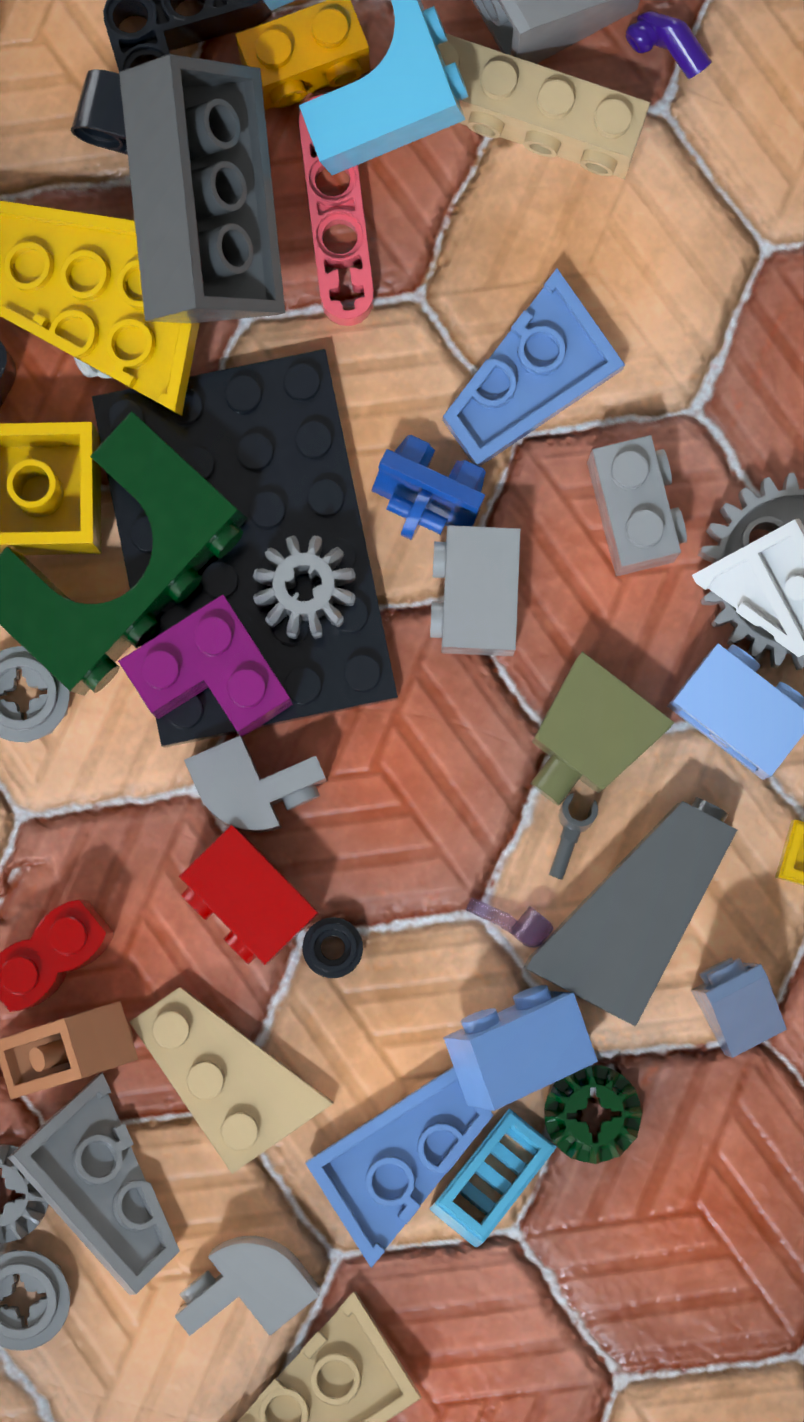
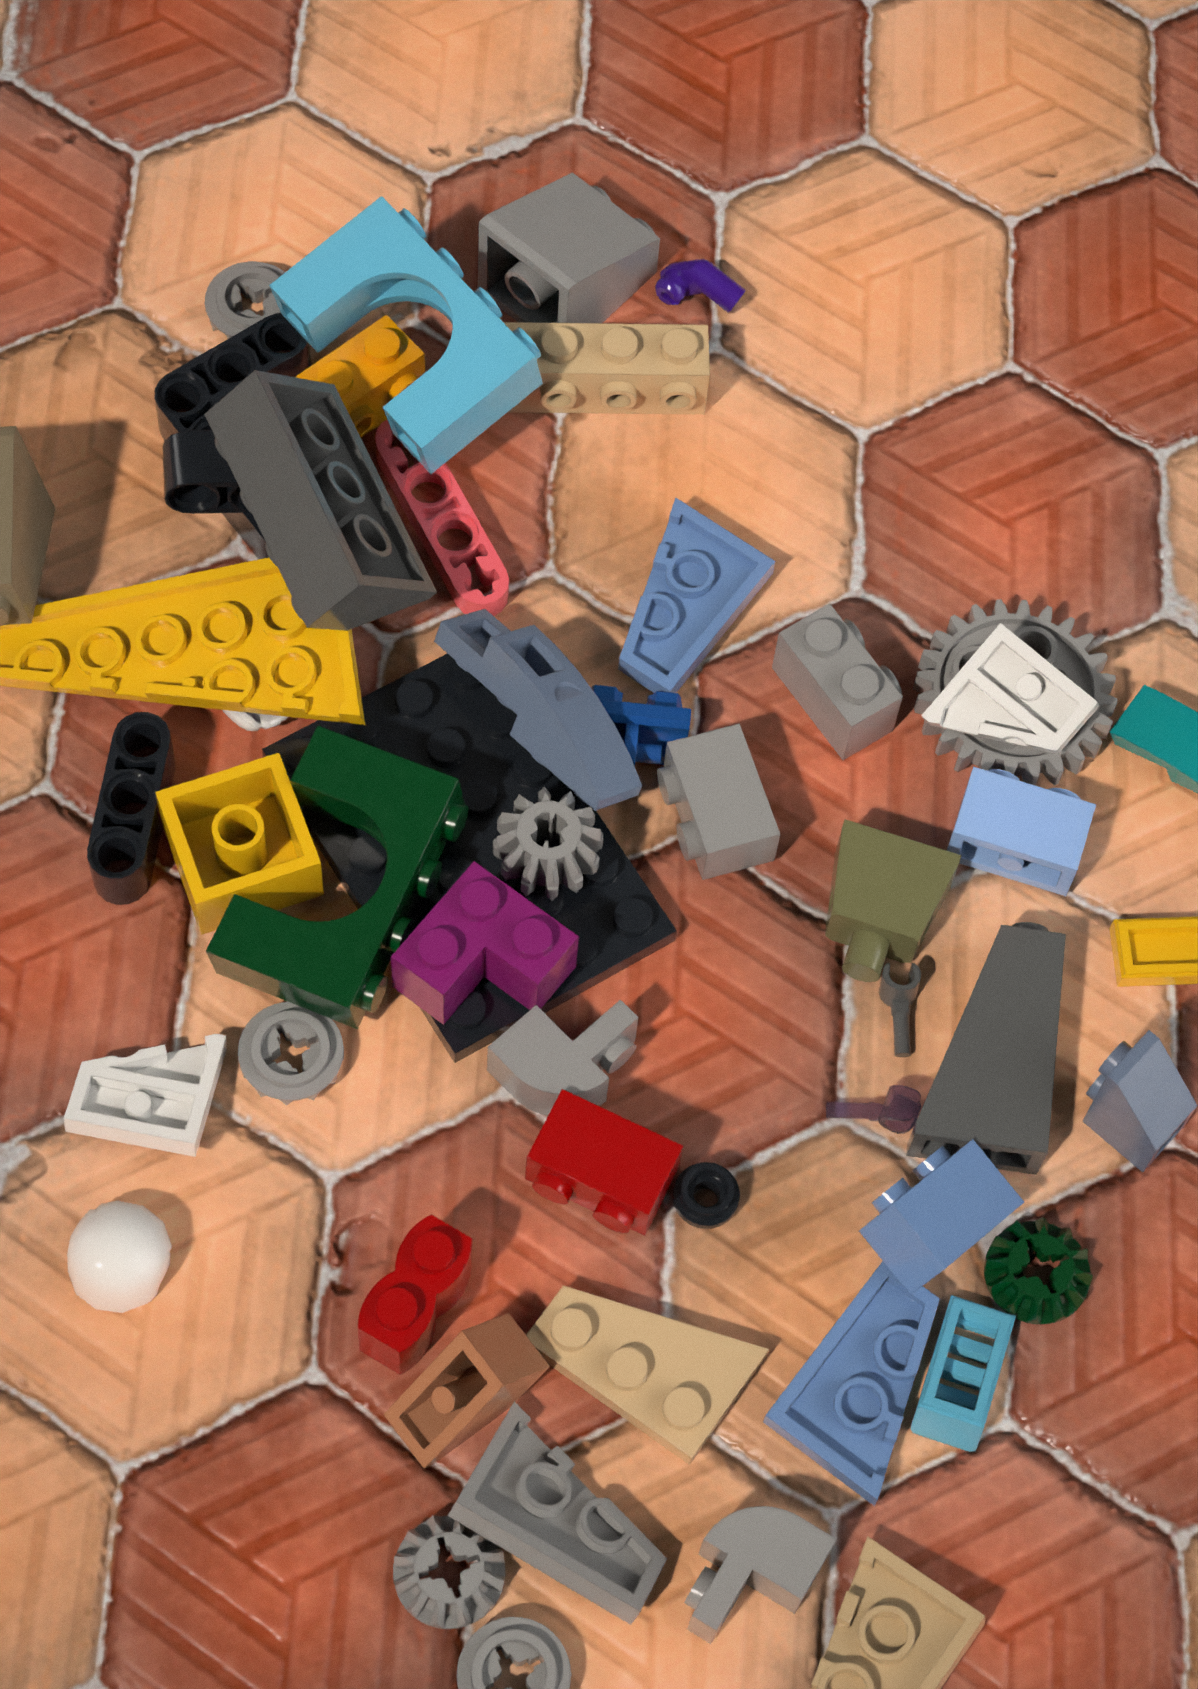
camera: 25 degrees left, 20 degrees down
(354, 451) = (554, 705): none -> sand blue slope

